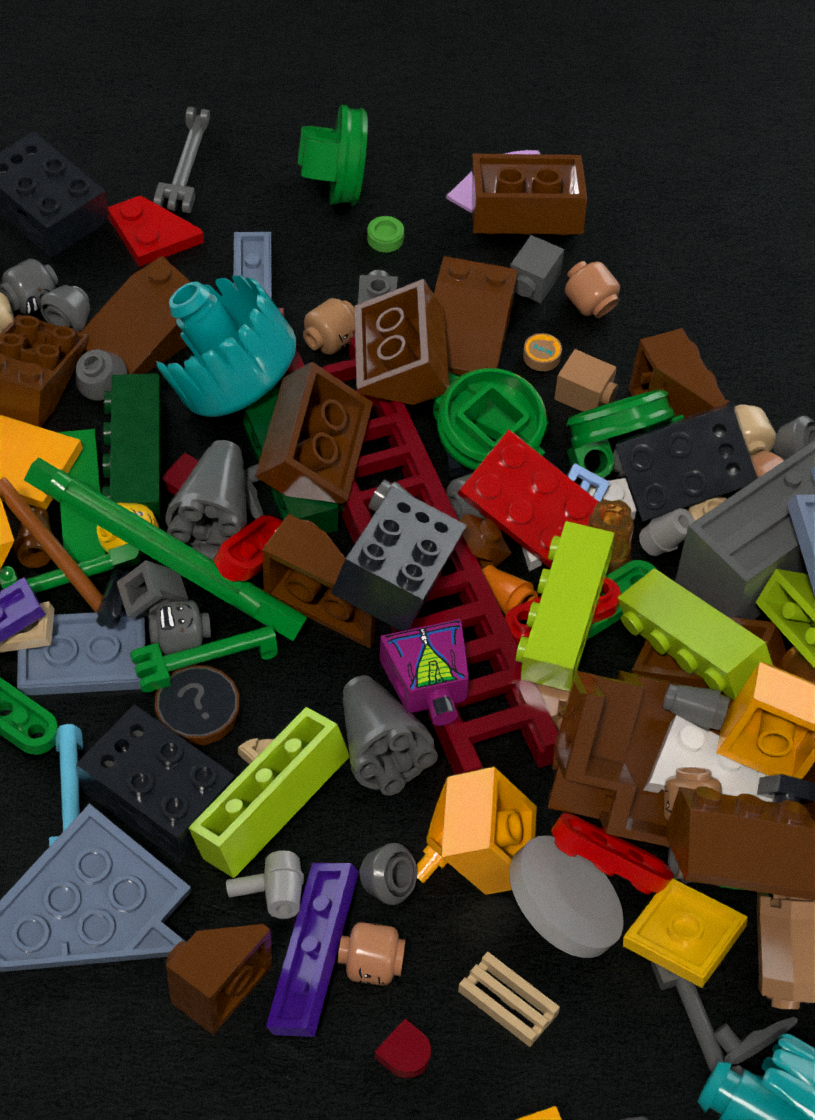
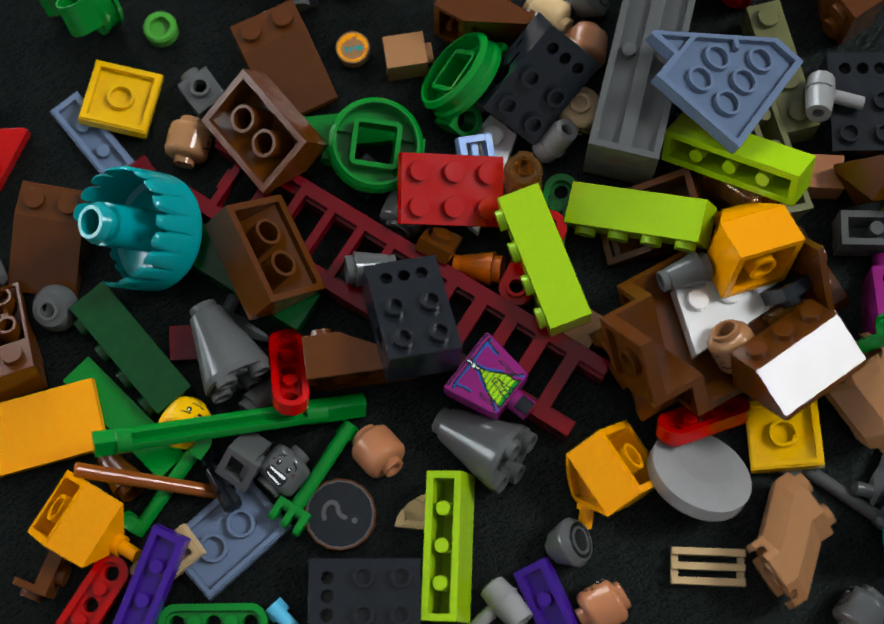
camera: 30 degrees left, 20 degrees up
(278, 670) = (378, 451): none -> nougat head
(302, 260) = (120, 99): none -> yellow tile
(612, 1018) = (791, 538): none -> medium nougat brick

